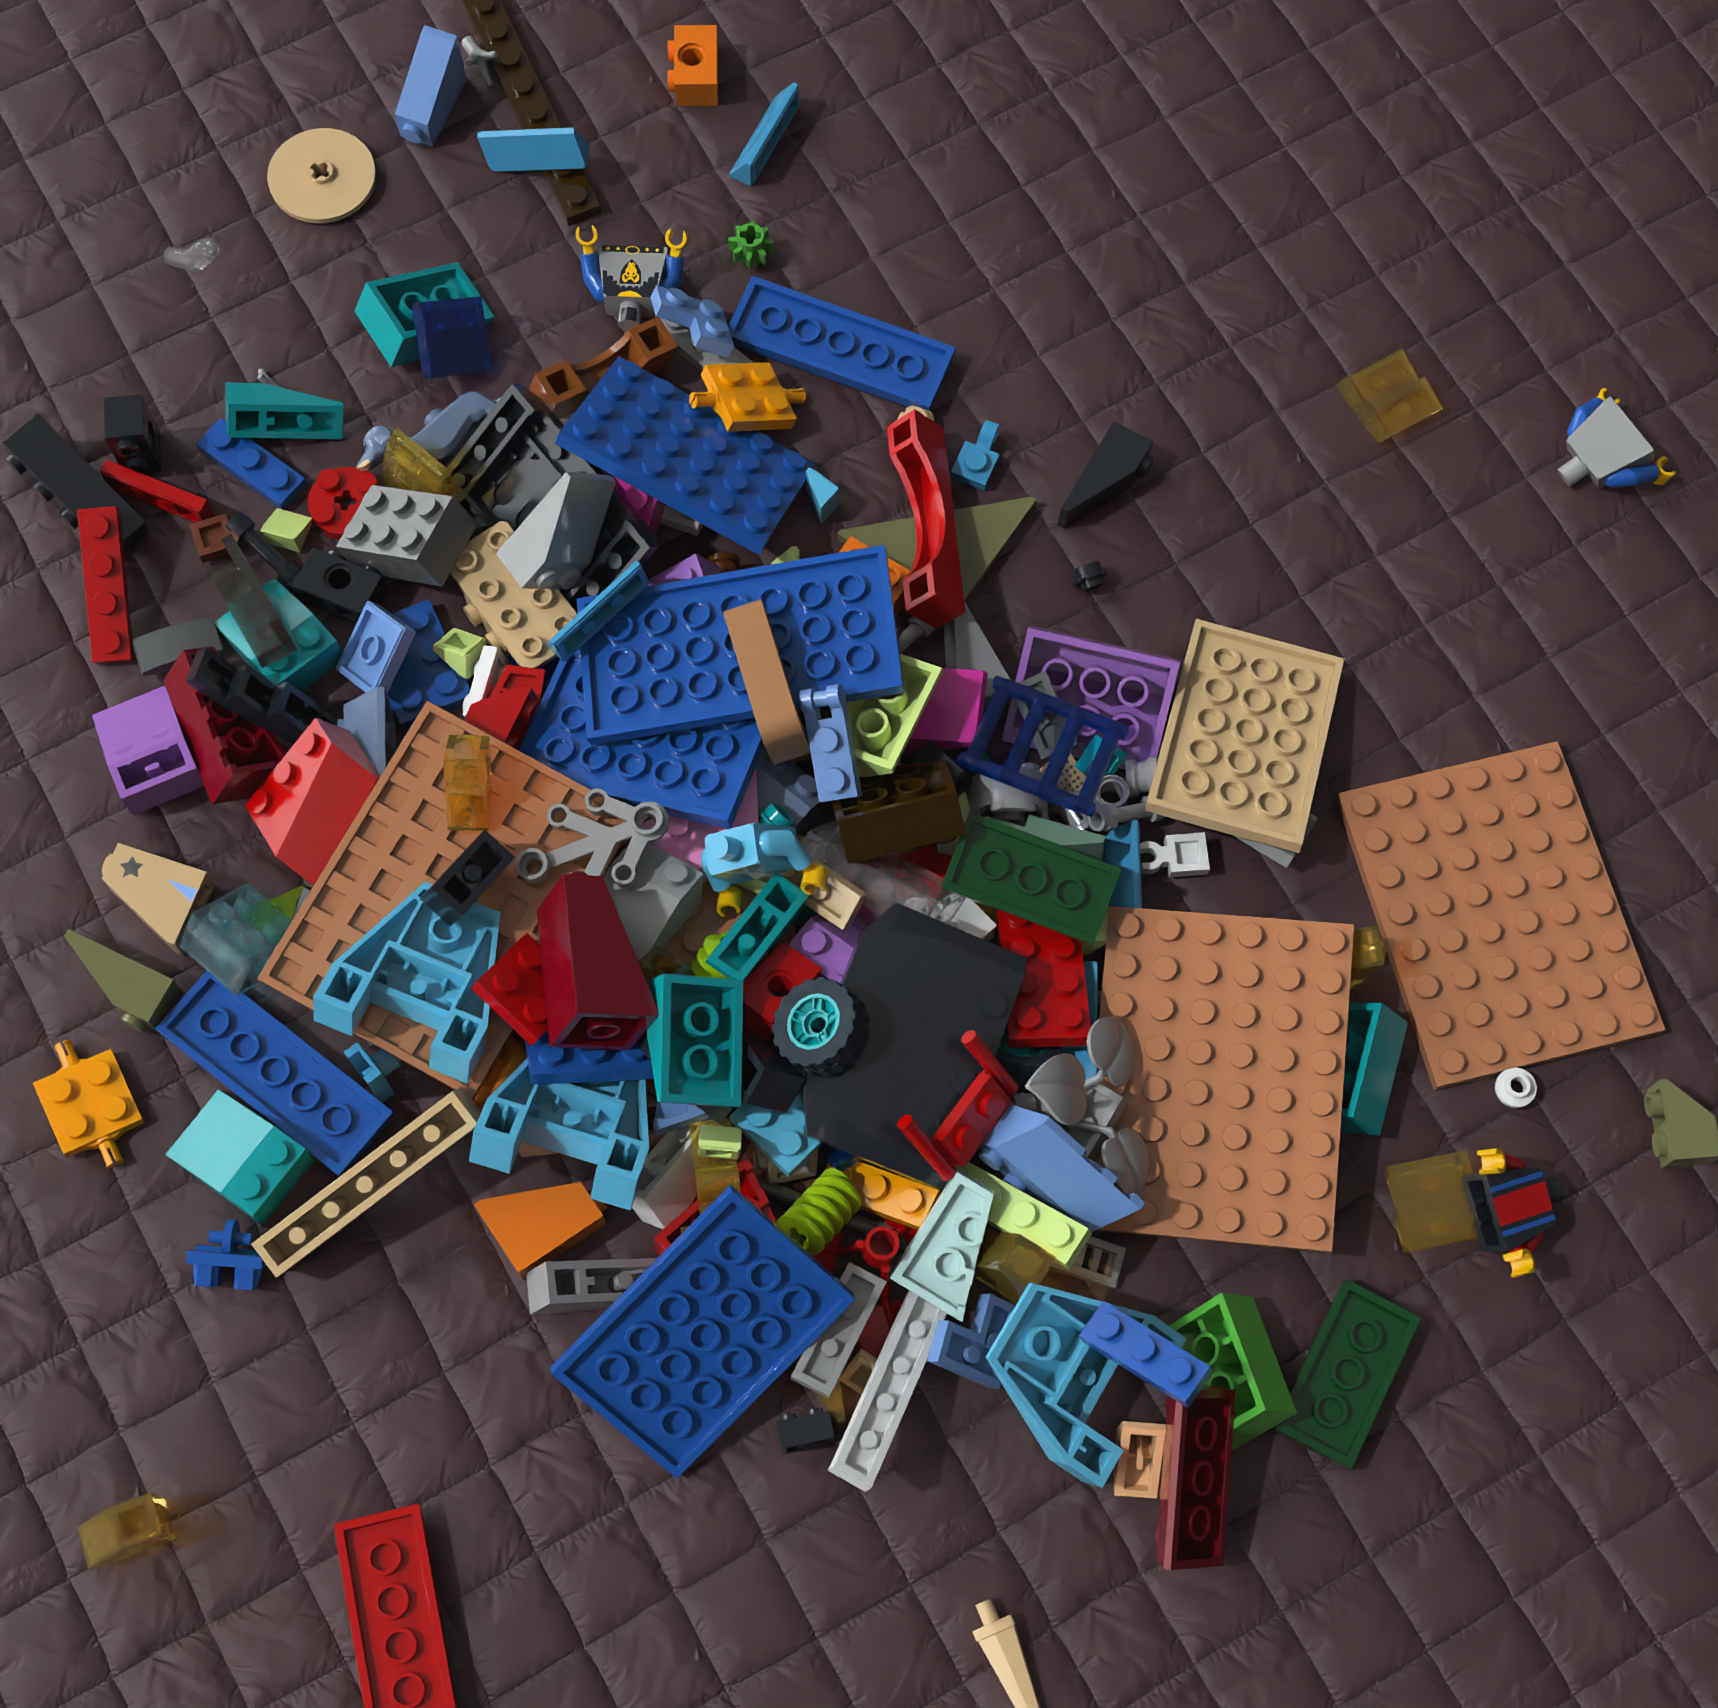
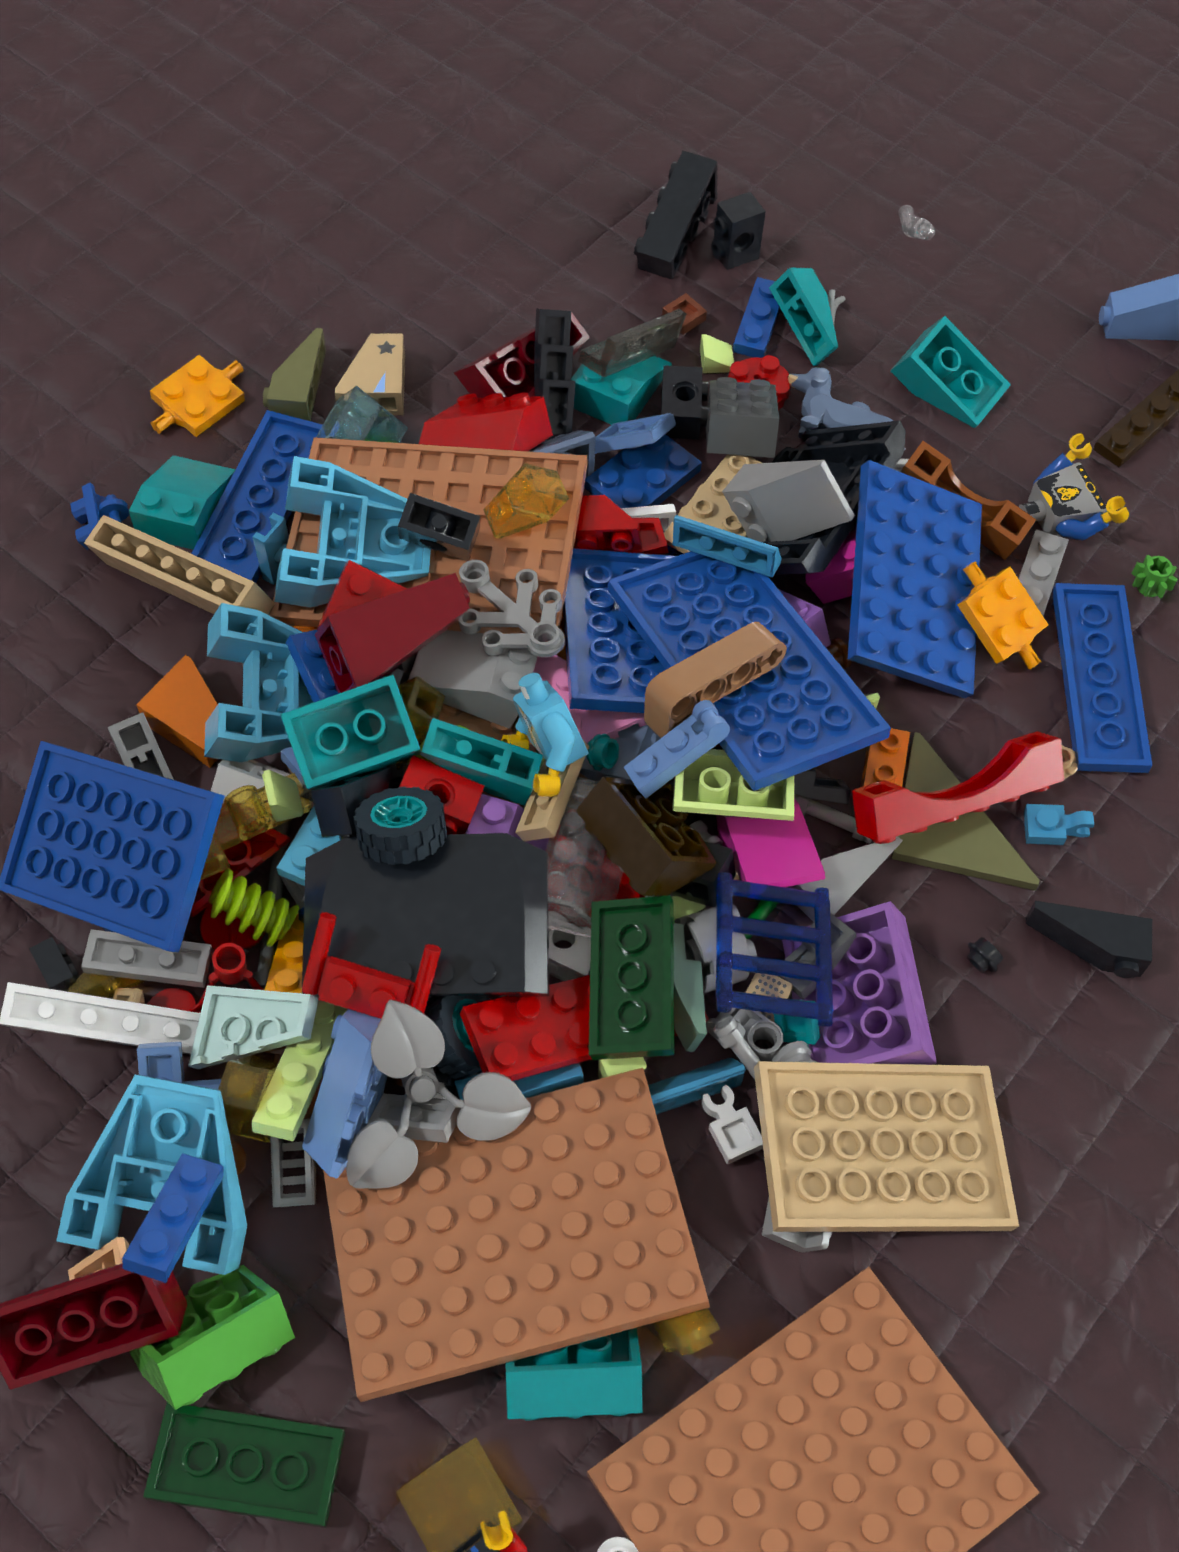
camera: 70 degrees right, 10 degrees down
(105, 584) = (609, 258): red plate -> none
(147, 751) = (480, 326): medium lavender slope -> none
(156, 493) = (701, 280): red tile -> none
(162, 647) = (590, 318): dark grey slope -> none
(243, 529) = (696, 324): black bar -> none
(326, 198) = (1053, 280): tan piece -> none
(413, 468) = (799, 409): clear yellow slope -> none
(452, 337) = (934, 391): clear blue tile -> none
(460, 650) = (665, 491): yellowish green slope -> none
(534, 149) = (1141, 392): dark azure slope -> none
(702, 317) = (1058, 557): medium blue plate -> none
(821, 493) = (942, 707): medium azure slope -> none

